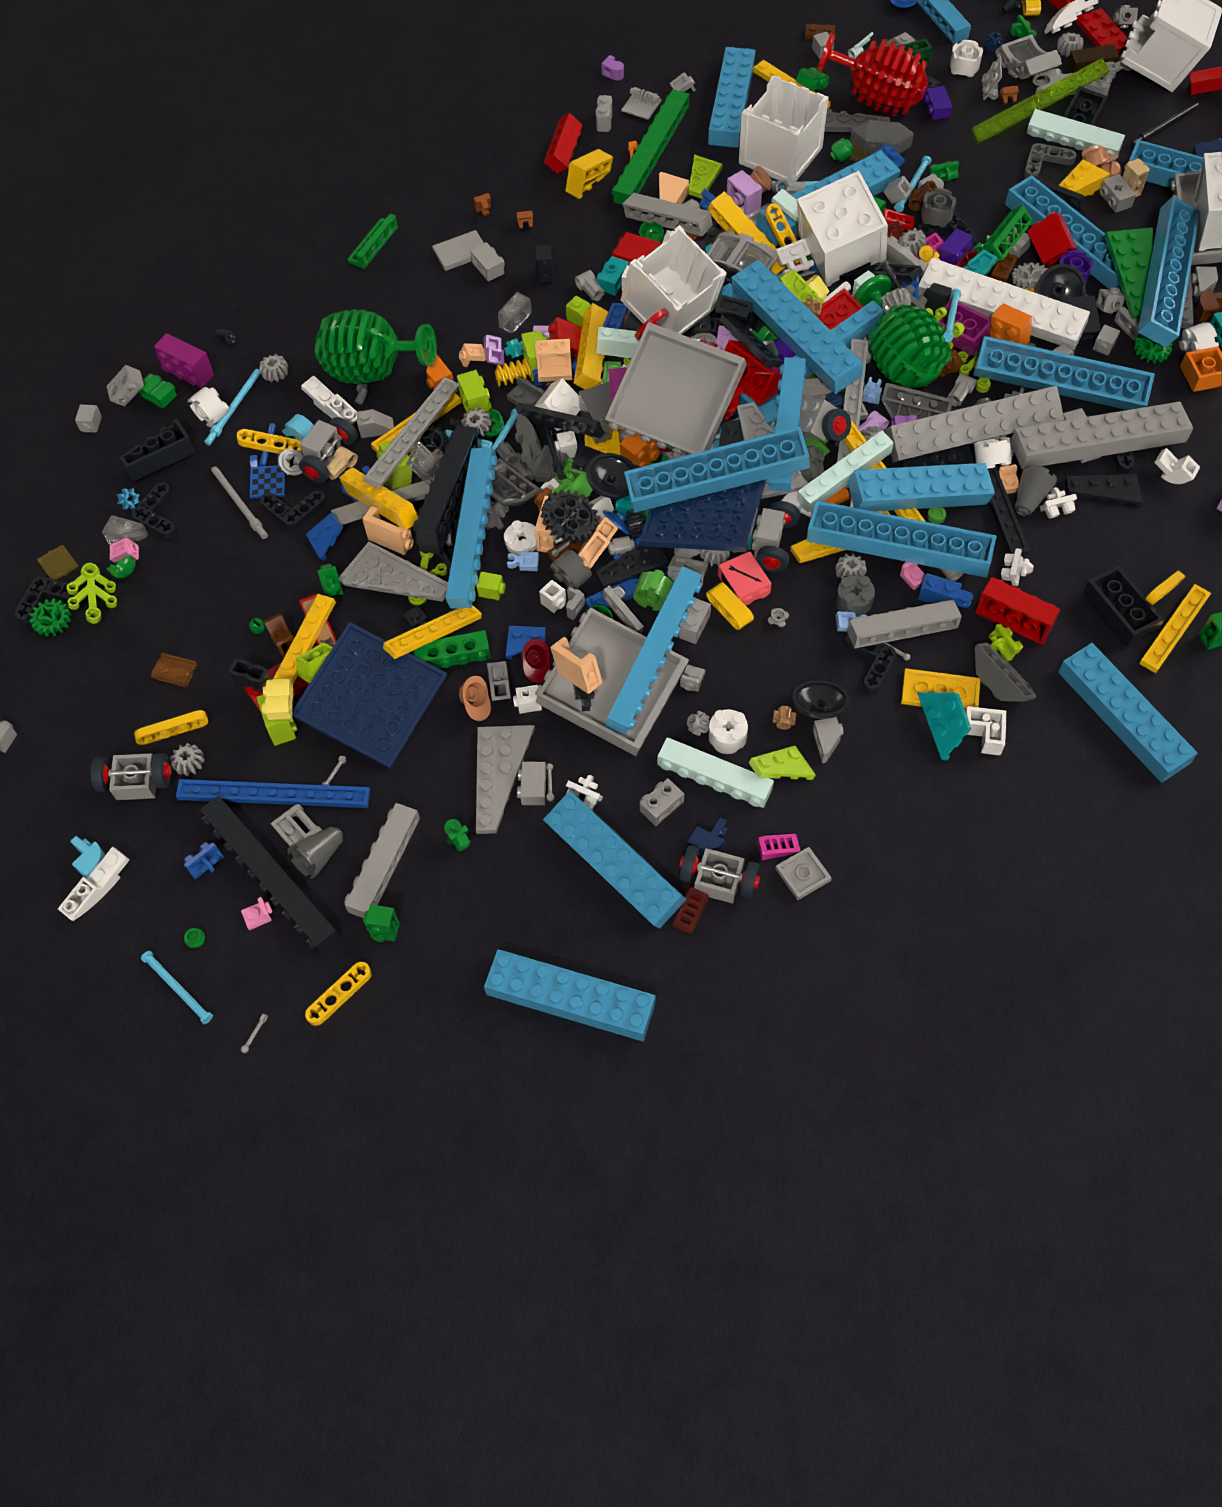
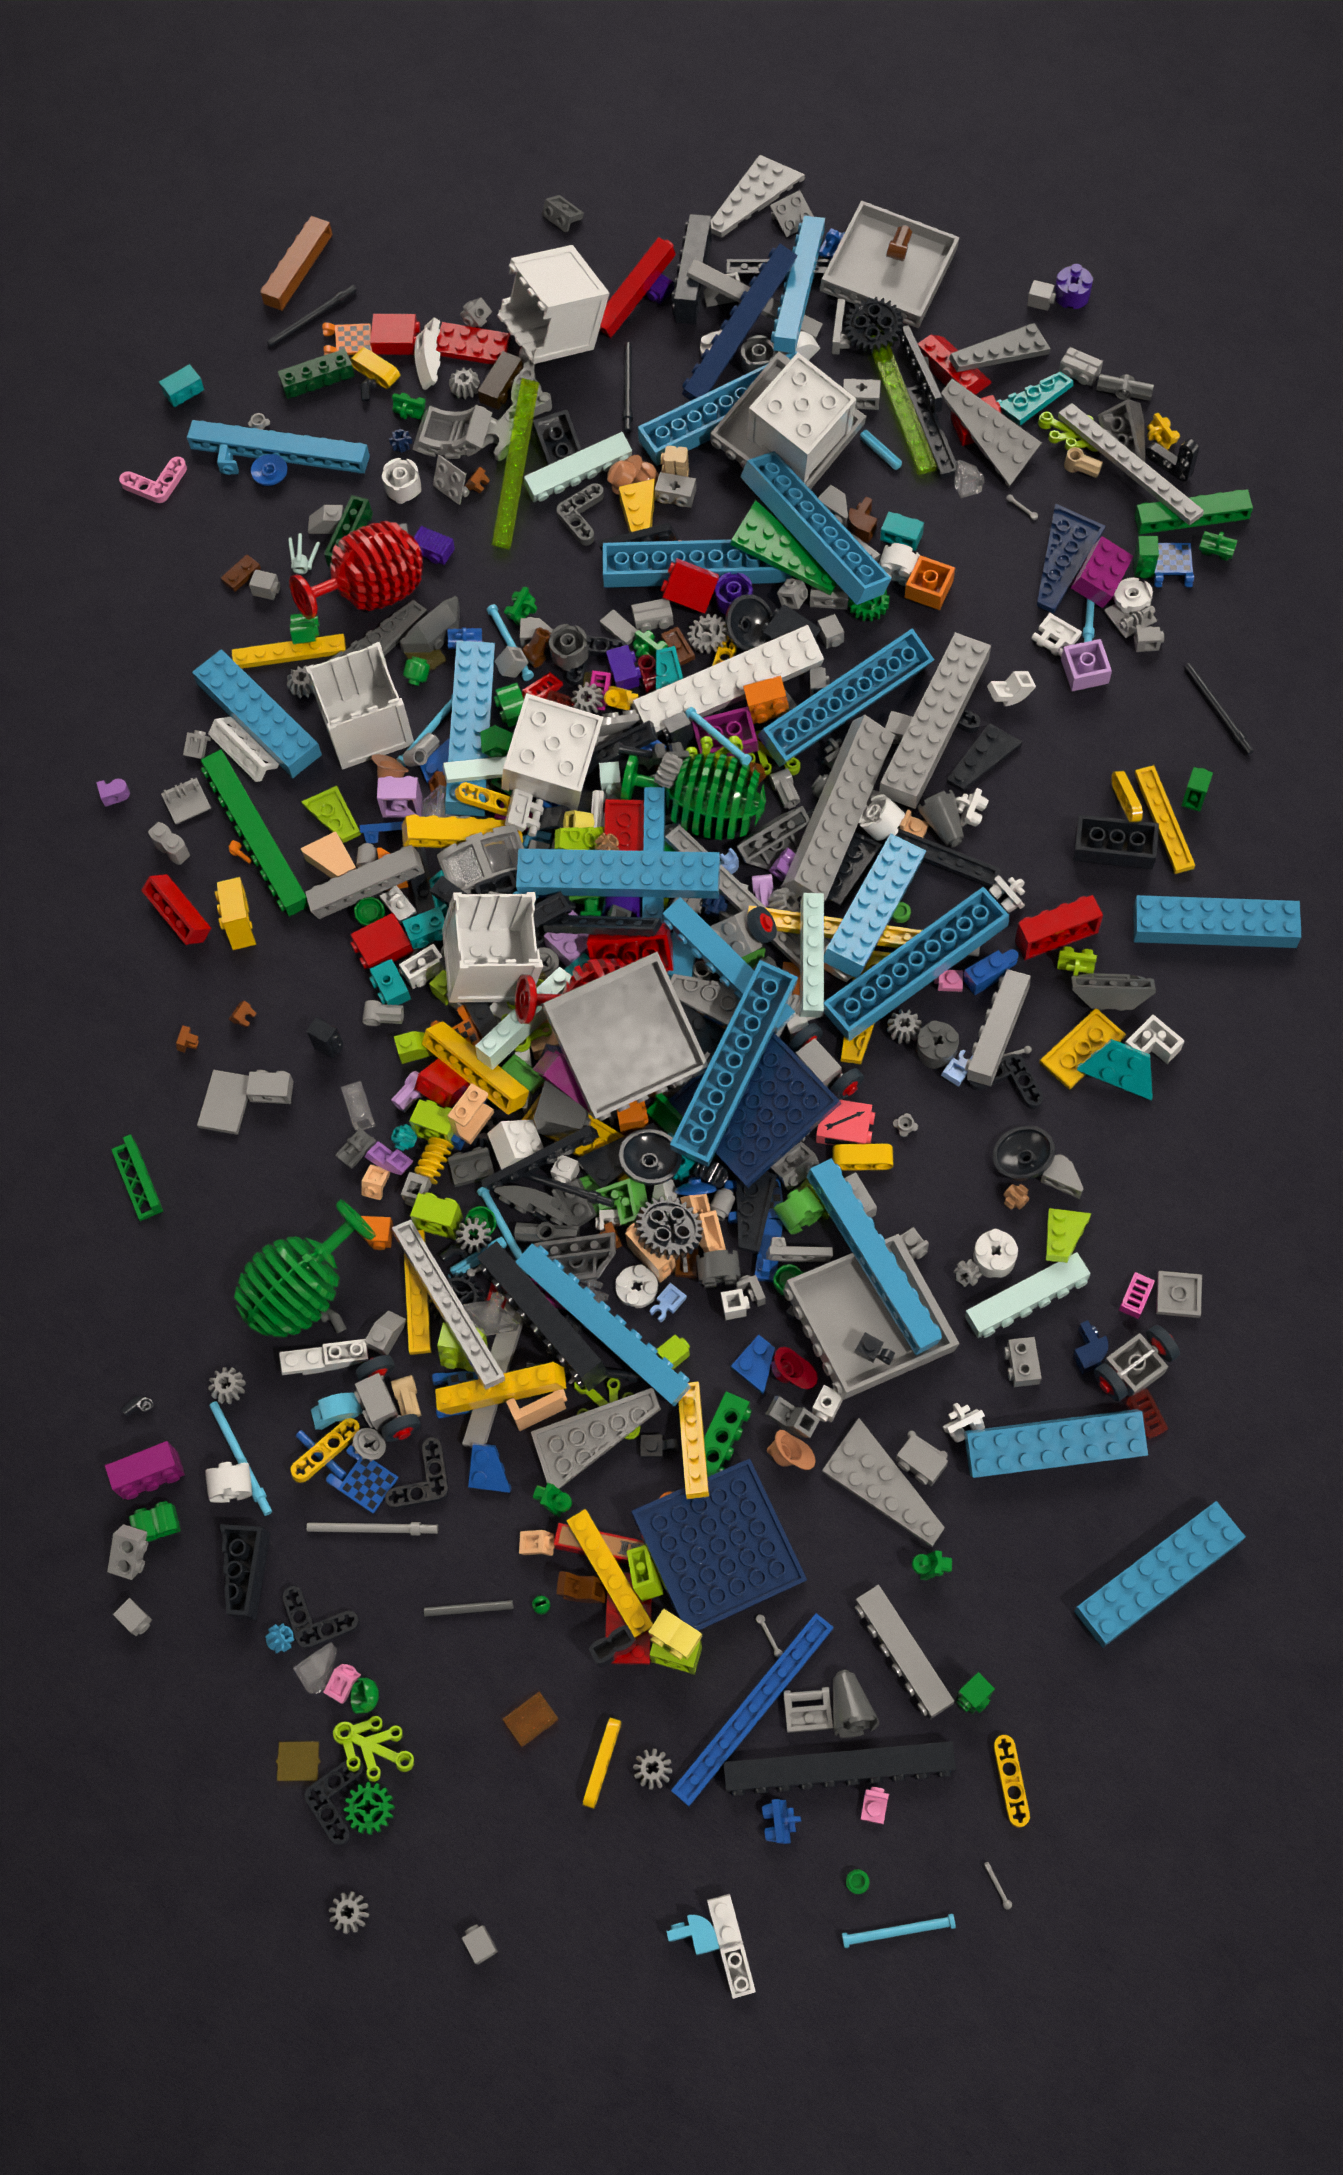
camera: 50 degrees left, 5 degrees up
(131, 775) = (637, 1833): brick -> none
(222, 585) = (468, 1608): none -> dark grey bar
(294, 594) = (536, 1542): none -> light nougat bracket
(479, 329) = (355, 1148): none -> dark grey hips
(488, 374) = (414, 1183): none -> light grey brick
(580, 672) = (854, 1342): light nougat panel -> none
(616, 316) = (461, 1023): blue hinge -> none
(701, 103) = (240, 749): none -> white fence
(984, 228) = (618, 627): none -> light grey tile
(1006, 228) = (647, 615): green fence -> none

